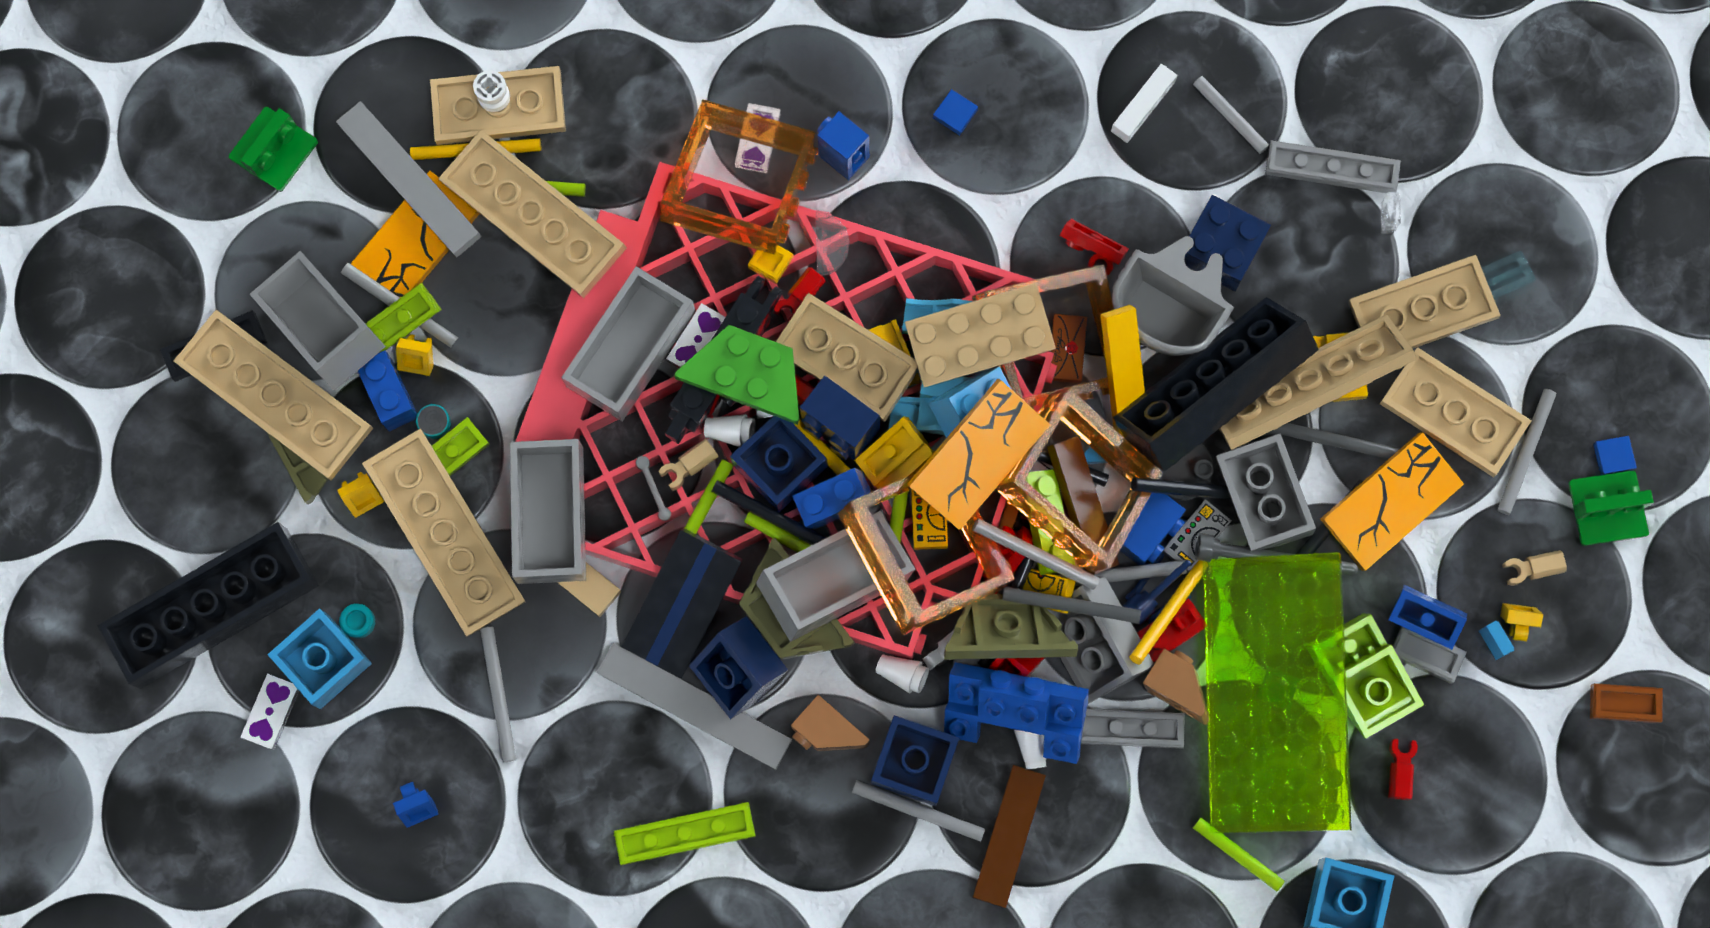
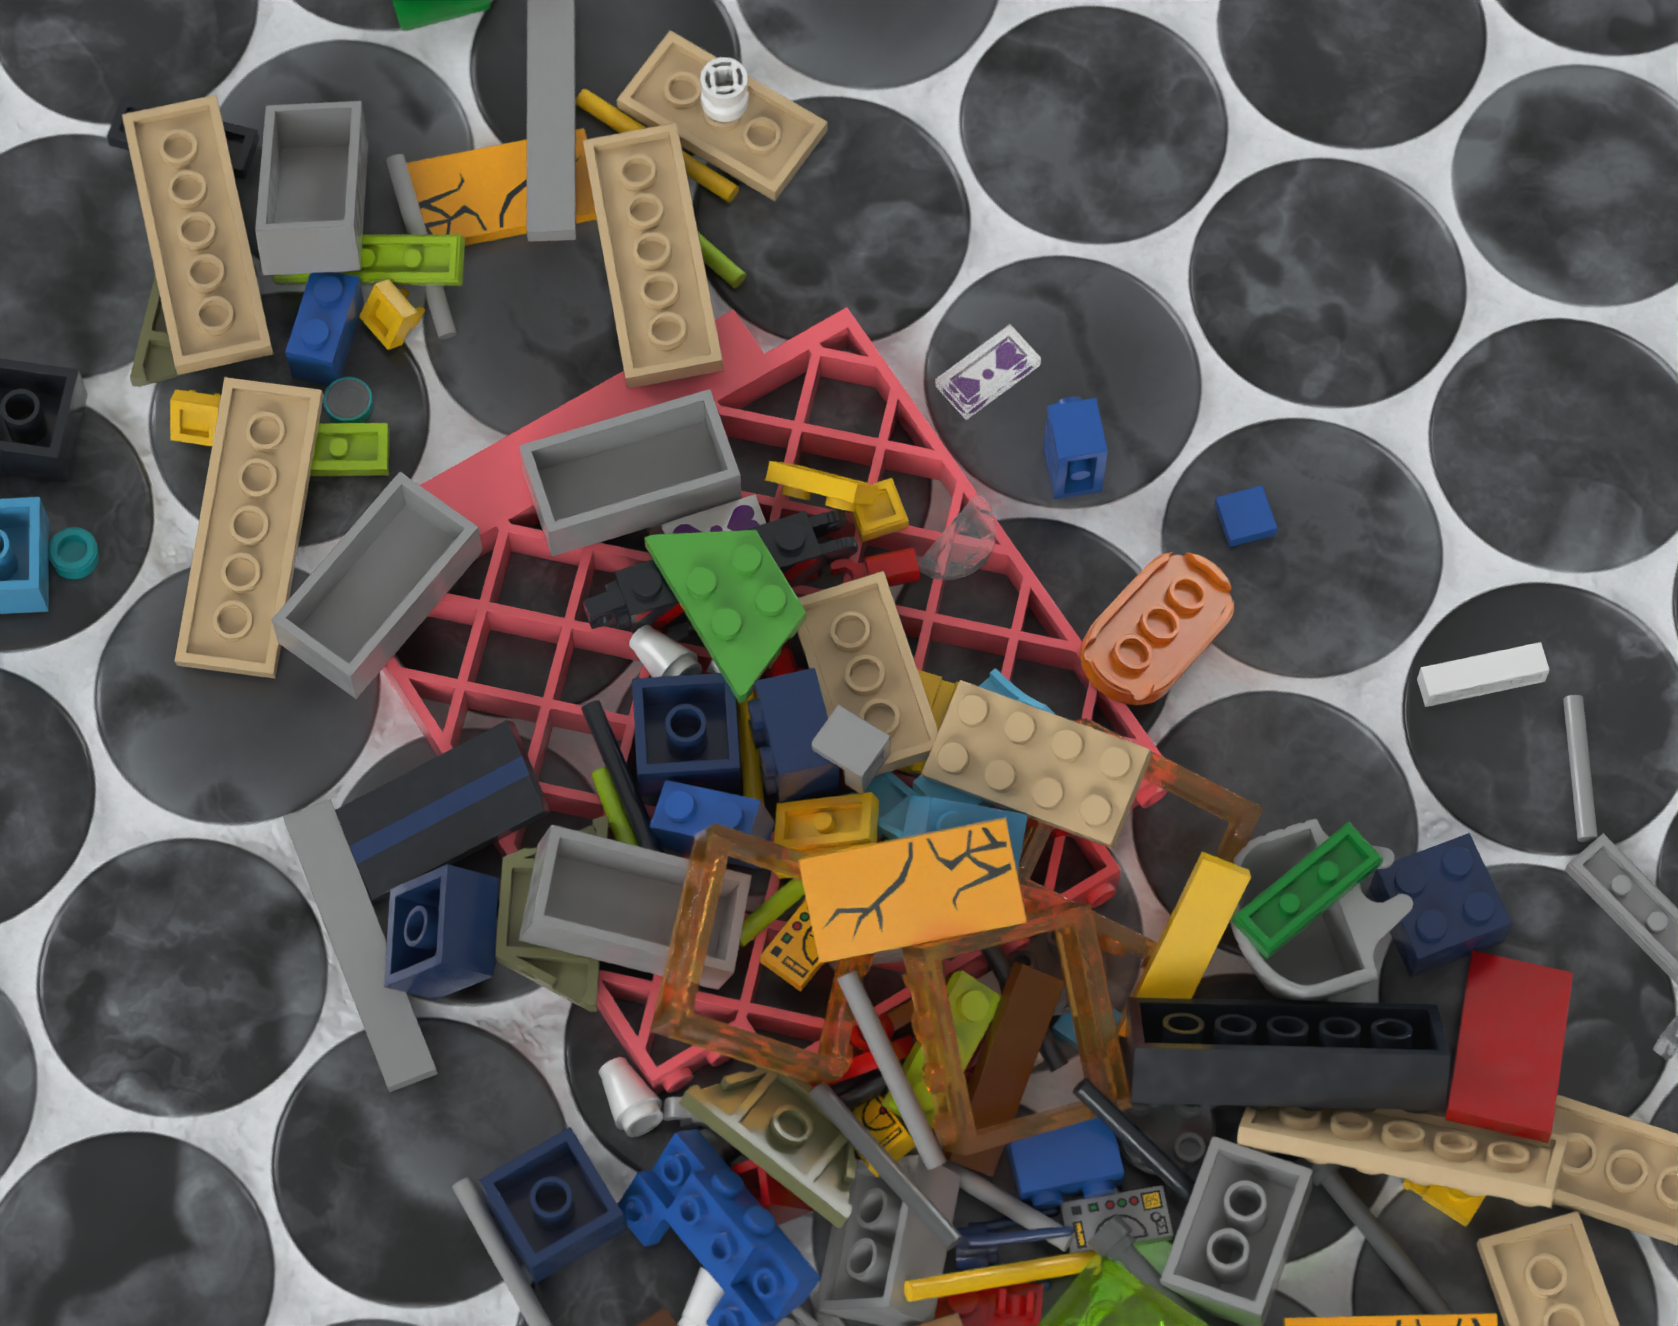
camera: 35 degrees right, 10 degrees down
(498, 694) = (154, 755): light grey bar -> none
(595, 592) = (360, 722): tan tile -> none
(643, 464) = (534, 623): light grey hinge -> none
(684, 833) = (223, 1078): lime tile -> none
(690, 463) = (585, 661): tan bar -> none
(708, 497) = (572, 716): lime bar -> none
(747, 266) = (803, 481): none -> yellow plate
(754, 129) = (979, 340): clear orange window -> none
(826, 729) = (484, 1088): medium nougat slope -> none
(878, 401) = (853, 747): none -> light grey panel
(964, 209) = (1157, 628): none -> orange tile
(1069, 340) = (1148, 882): dark orange tile -> none
(1082, 237) = (1274, 770): red plate -> none
(1165, 291) = (1307, 890): none -> green tile
(1319, 289) = (1509, 1047): none -> red tile

